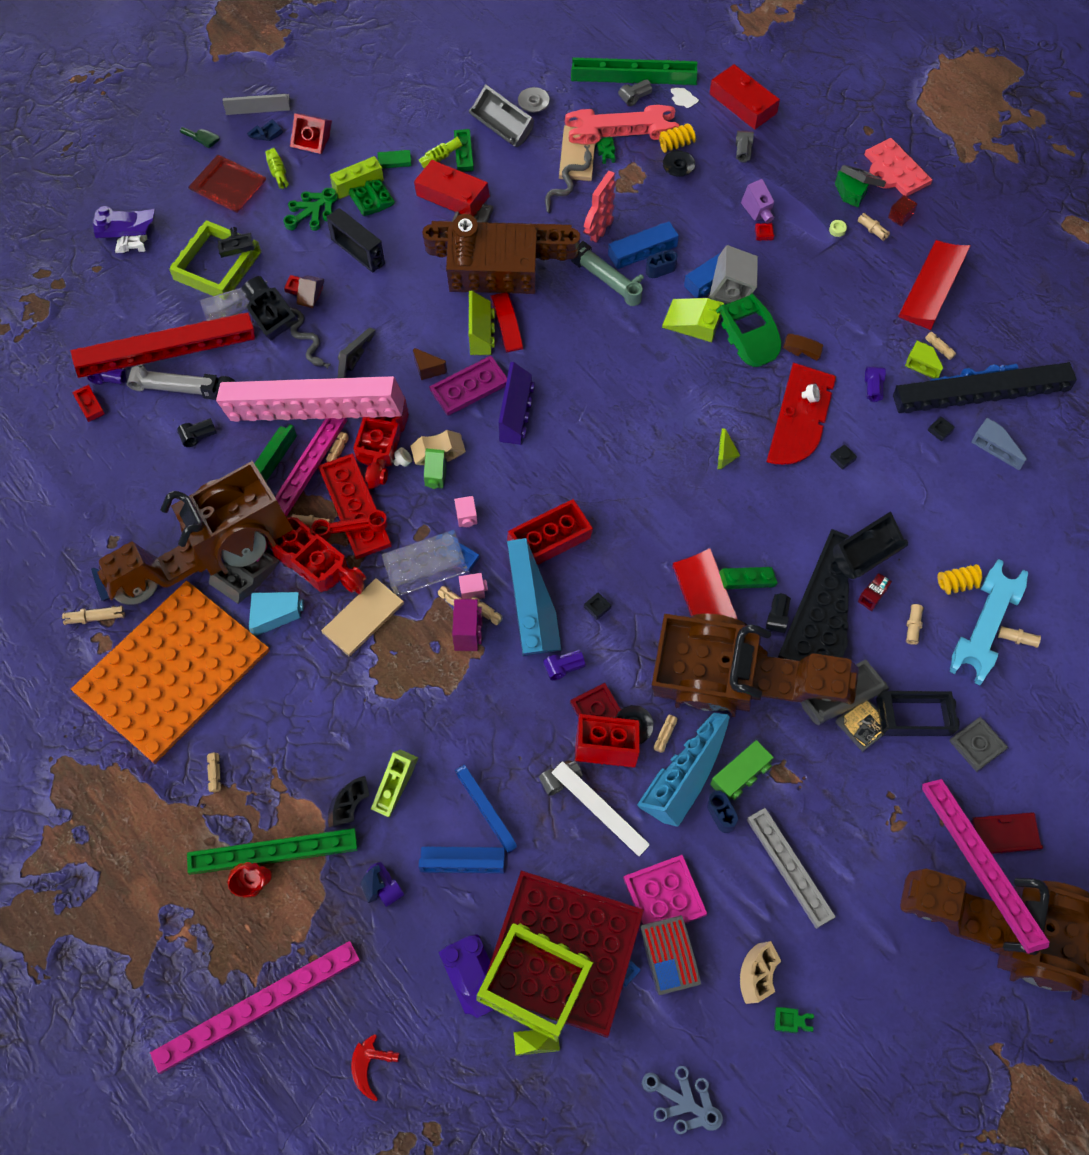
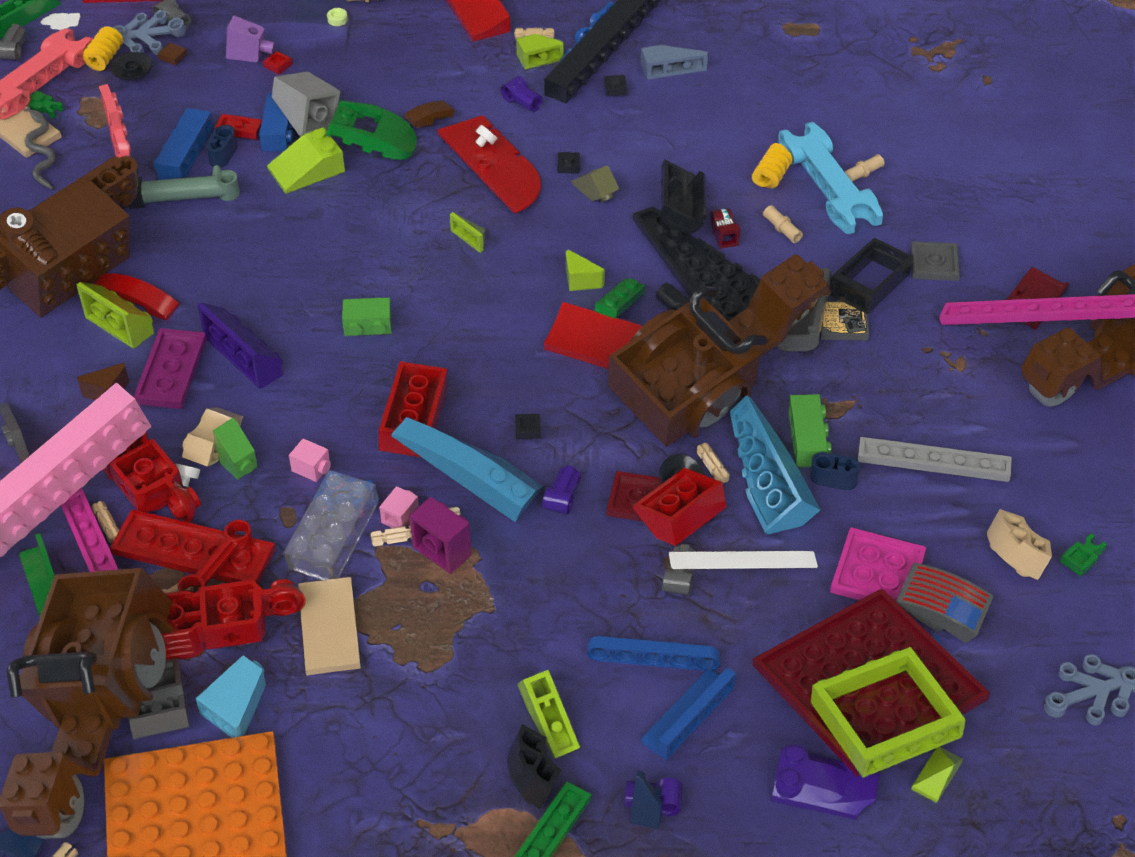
camera: 50 degrees left, 15 degrees down
(600, 451) = (366, 316): none -> bright green brick
(687, 257) = (243, 126): none -> red plate
(713, 174) = (172, 54): none -> reddish brown tile
(714, 145) = (175, 27): none -> sand blue plant
(749, 538) = (583, 273): none -> lime slope
(836, 488) = (597, 184): none -> olive slope

